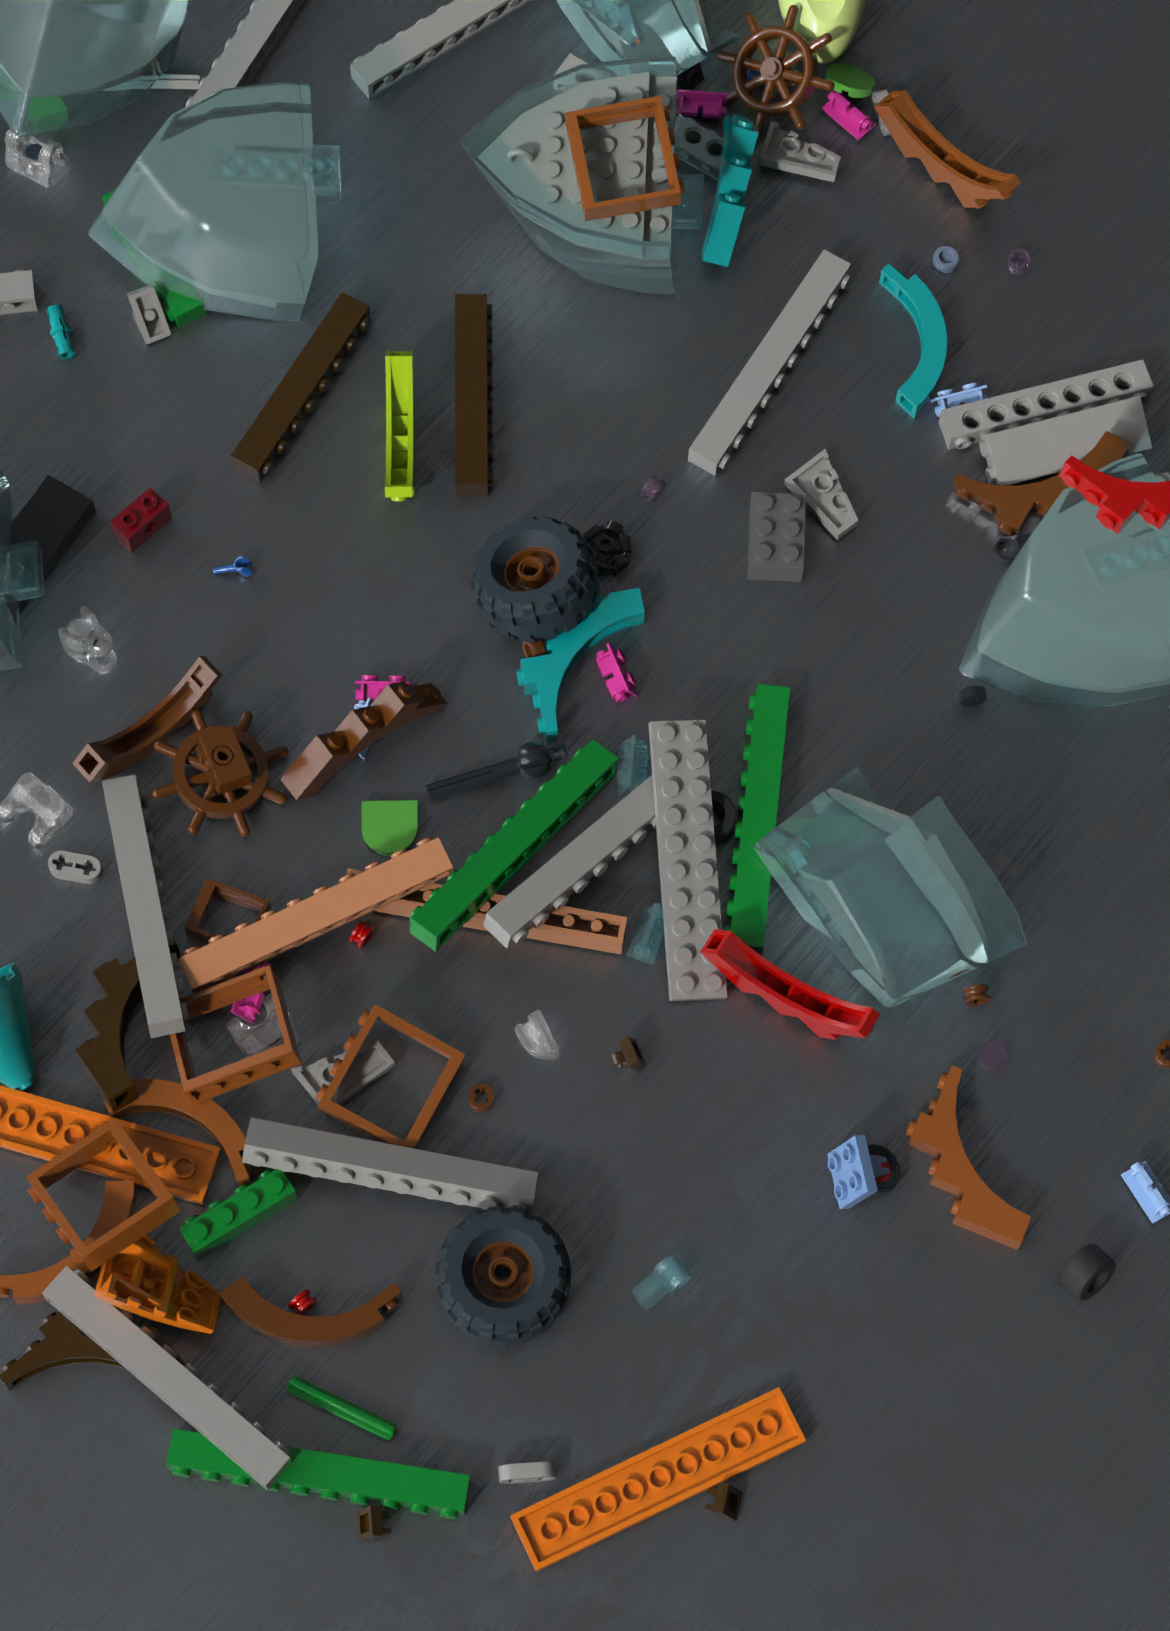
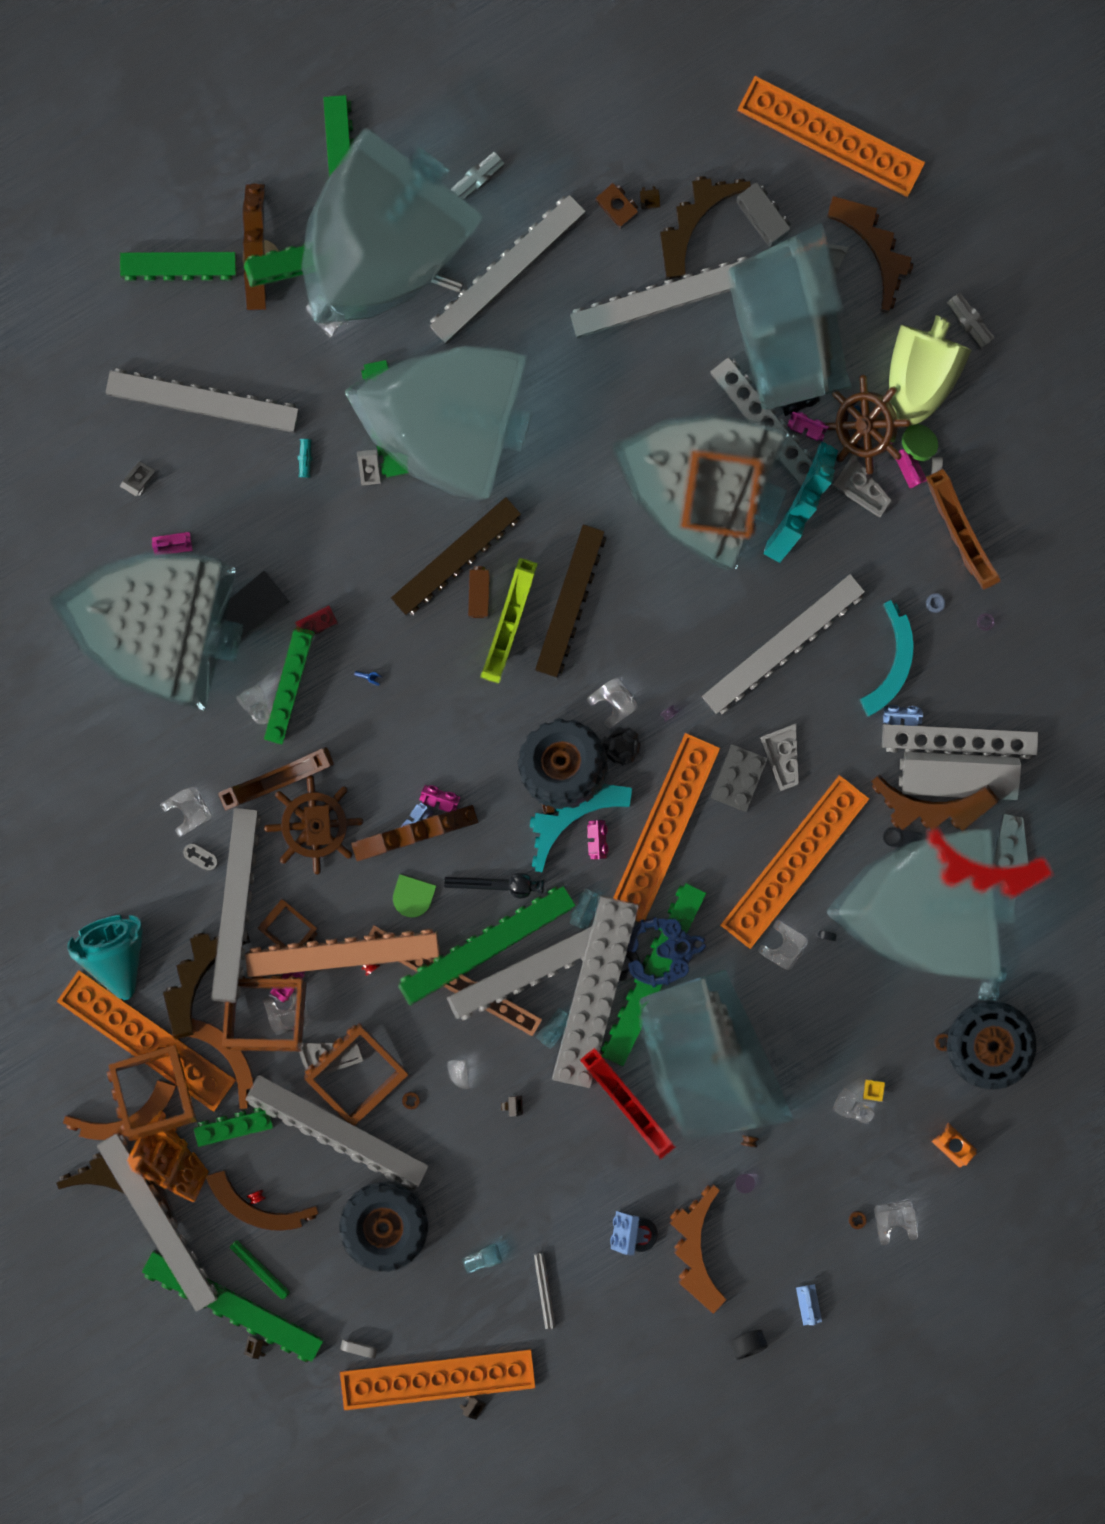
camera: 20 degrees right, 20 degrees up
(128, 600) = (289, 685): none -> green brick
(347, 415) = (478, 592): none -> reddish brown window
(576, 485) = (618, 697): none -> clear piece
(703, 619) = (666, 823): none -> orange plate
(767, 1299) = (544, 1290): none -> light grey axle
(768, 770) = (680, 966): none -> dark blue piece
(891, 620) = (794, 862): none -> orange plate
(929, 734) = (789, 951): none -> clear piece
(1095, 894) = (849, 1105): none -> clear piece
(1118, 870) = (873, 1090): none -> yellow tile

